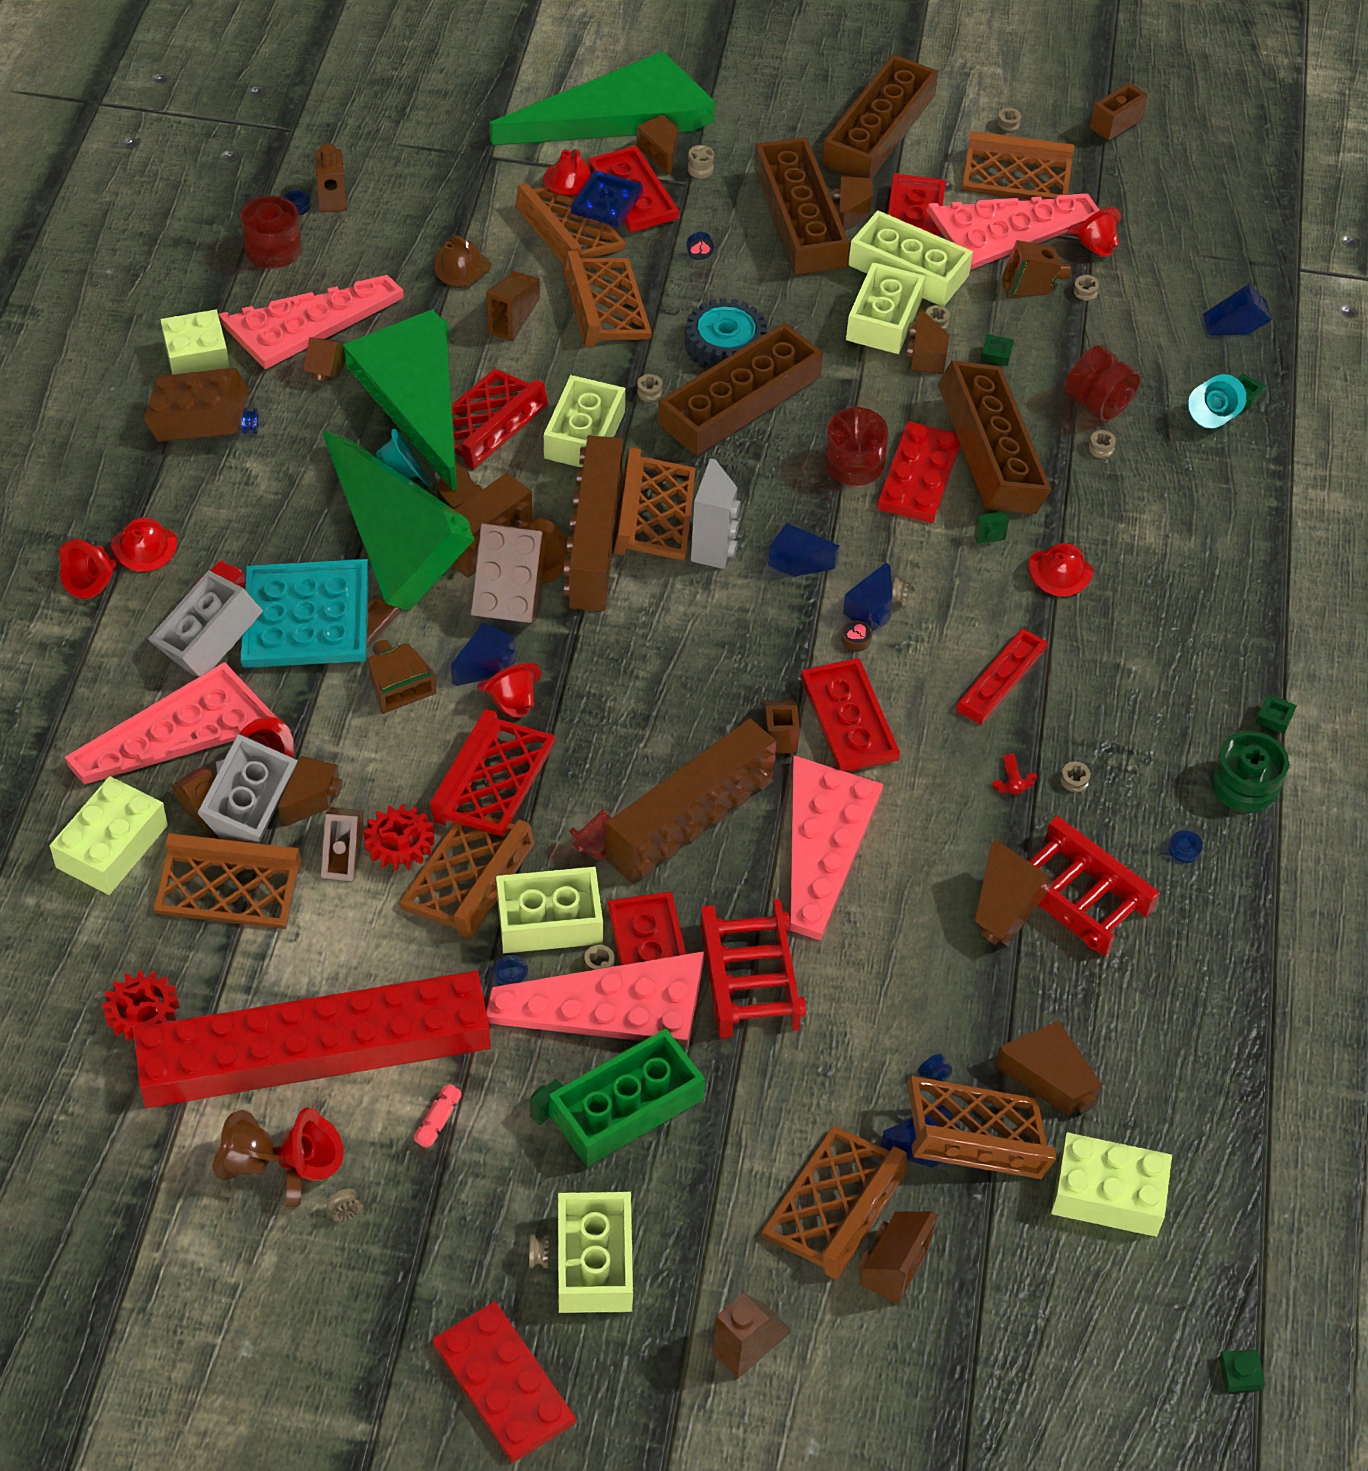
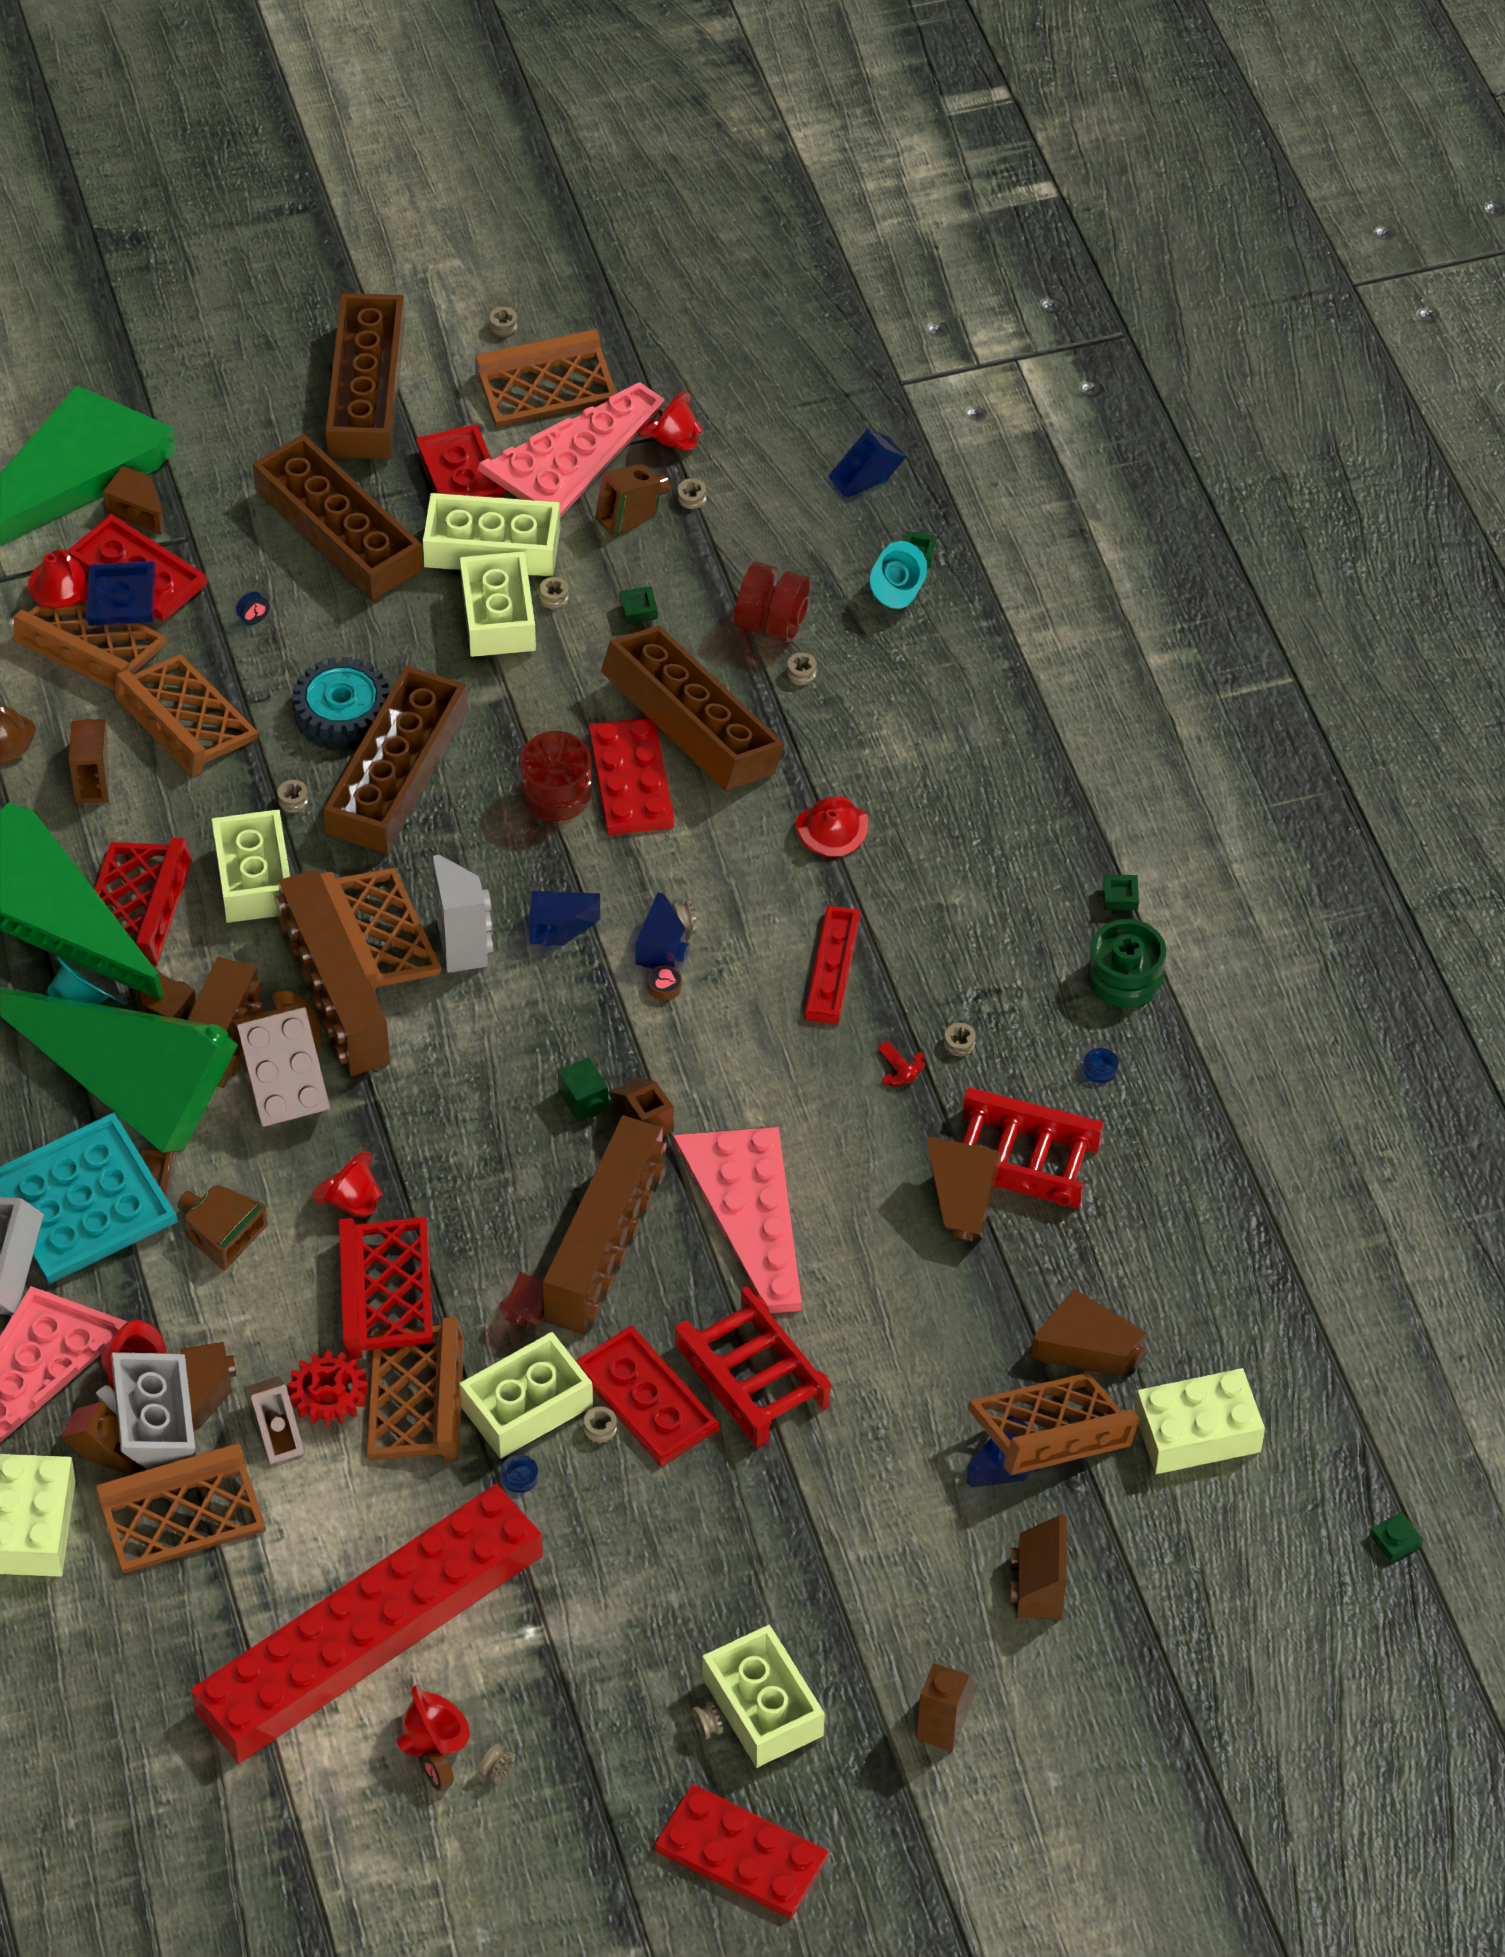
camera: 25 degrees left, 0 degrees up
(139, 1003) = (156, 1665): red gear -> none
(243, 1147) = (379, 1750): reddish brown helmet -> none
(437, 1116) = (533, 1641): coral axle -> none
(483, 656) = (300, 1164): clear blue slope -> none
(540, 1101) = (631, 1579): dark green plate -> none
(607, 1002) = (651, 1452): coral wing -> none
(626, 1097) = (708, 1541): green brick -> none
(700, 161) = (193, 505): dark tan wheel -> none
(741, 689) = (583, 1089): none -> dark green brick
(849, 715) = (705, 1069): red plate -> none
(853, 199) = (389, 485): reddish brown slope -> none
(864, 1209) = (985, 1554): dark orange fence -> none
(929, 347) = (564, 627): reddish brown slope -> none
(935, 1068) = (981, 1385): clear blue bush -> none
(991, 527) = (740, 809): dark green plate -> none
(1118, 111) = (620, 268): reddish brown brick -> none

